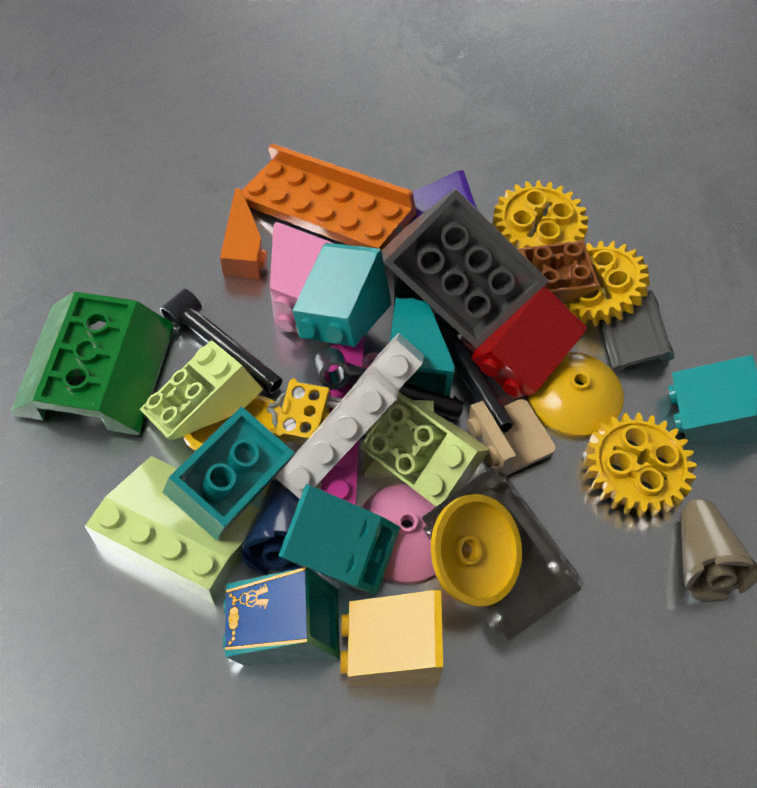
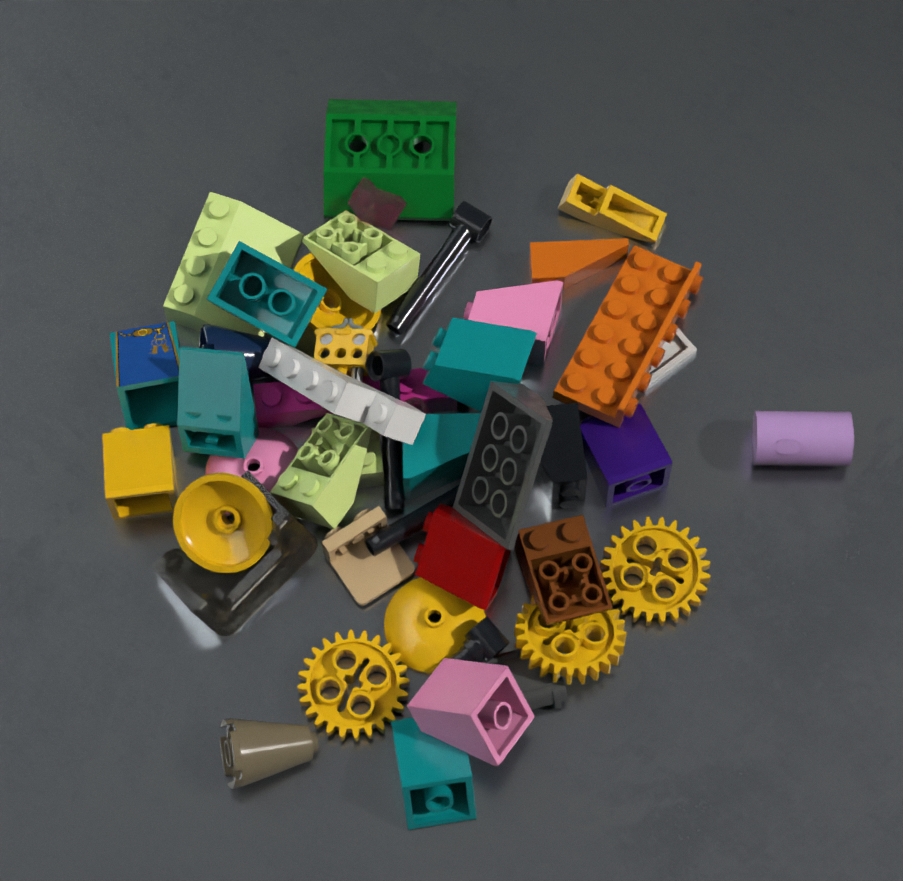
camera: 85 degrees right, 10 degrees up
(144, 375) = (376, 205): none -> bracket
(197, 206) = (611, 209): none -> yellow slope
(438, 108) = (802, 438): none -> lavender piece
(607, 347) = (482, 643): none -> black pin
(682, 351) = (472, 708): none -> bright pink slope

